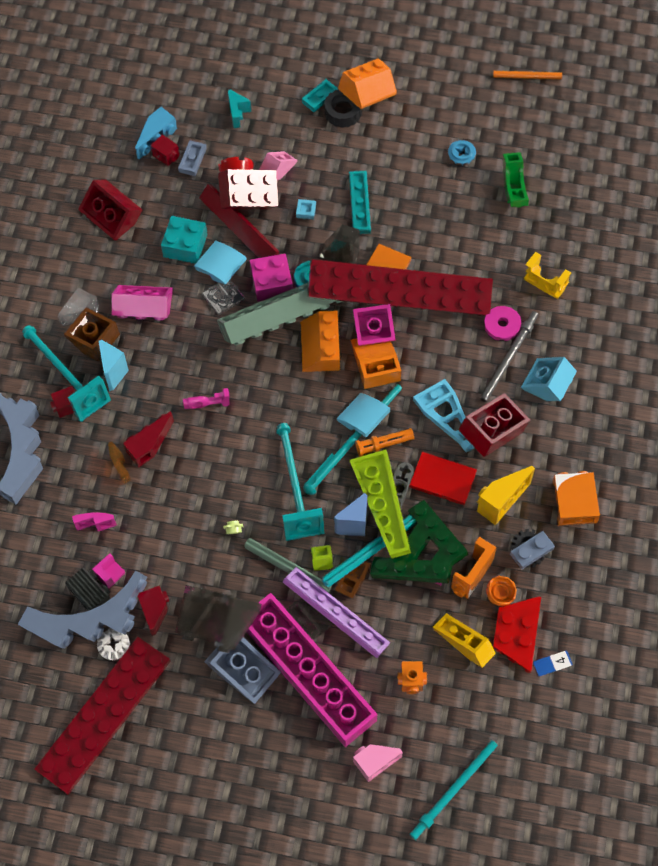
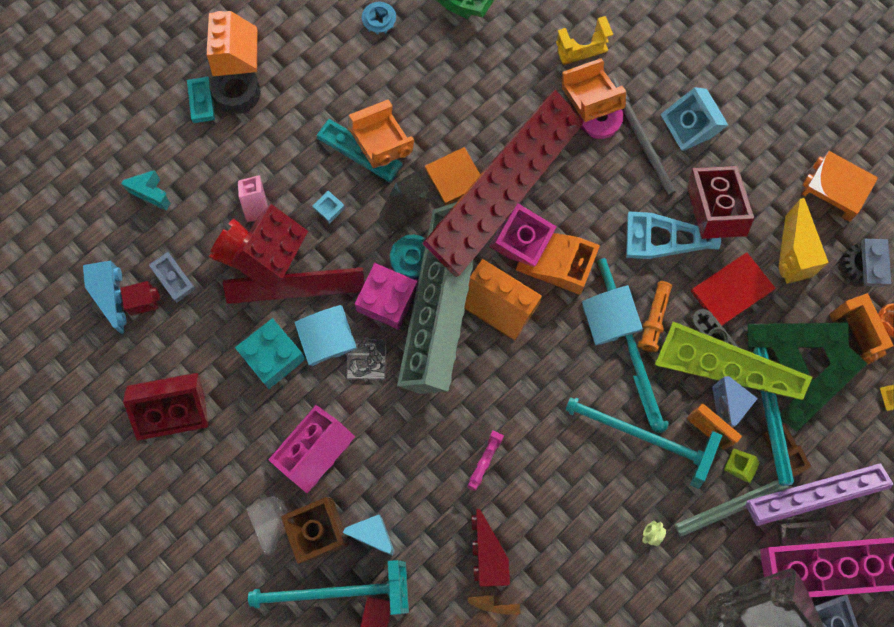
camera: 55 degrees left, 10 degrees up
(329, 516) = (709, 422): none -> orange tile
(378, 203) = (379, 134): none -> orange panel
(514, 303) = (592, 90): none -> orange panel

